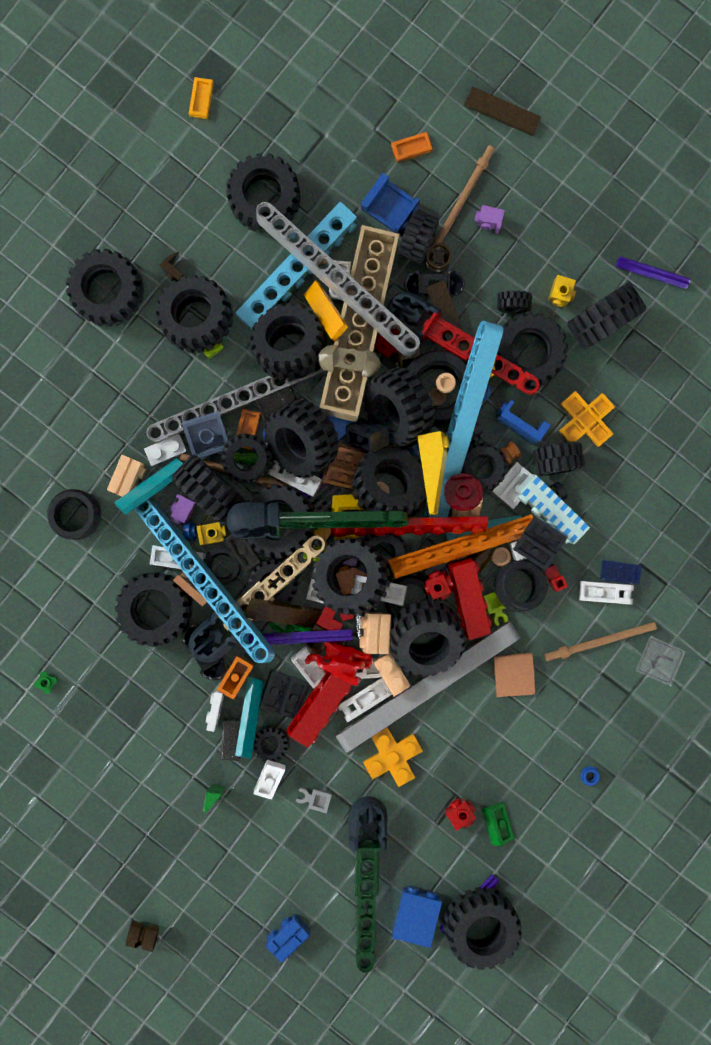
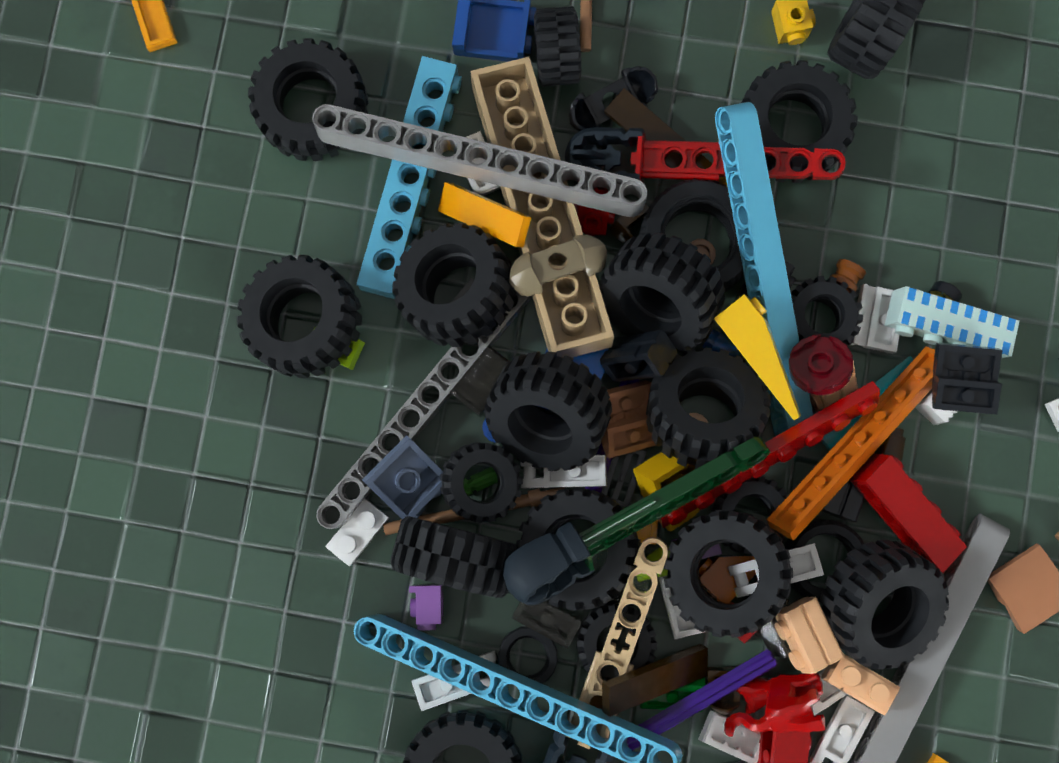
camera: 25 degrees left, 5 degrees down
(54, 509) = (240, 698): black tyre -> none
(91, 267) = (118, 327): black tyre -> none
(126, 476) = (322, 602): light nougat brick -> none
(148, 488) = (362, 599): teal tile -> none
(172, 272) = (235, 275): dark brown plate -> none
(185, 583) = (495, 714): nougat slope -> none
(190, 531) = (455, 630): blue plate -> none
(203, 533) = (478, 626): yellow brick -> none
(248, 423) = (456, 430): orange tile -> none
(327, 621) = (722, 655): red piece -> none
(438, 258) = (599, 63): dark brown wheel -> none
(442, 579) = (854, 506): red brick -> none
(445, 382) = (709, 224): light nougat tile -> none
(495, 608) = (949, 502): lime plate -> none
(501, 556) = (916, 429): light nougat tile -> none
(514, 301) = (737, 66): black tyre -> none
(519, 426) = (840, 232): blue panel -> none
(539, 585) = (991, 438): black tyre -> none
(554, 578) = (1012, 422): red piece -> none
(559, 458) = (923, 247): black tyre -> none
(586, 418) = (925, 174): light orange plate -> none

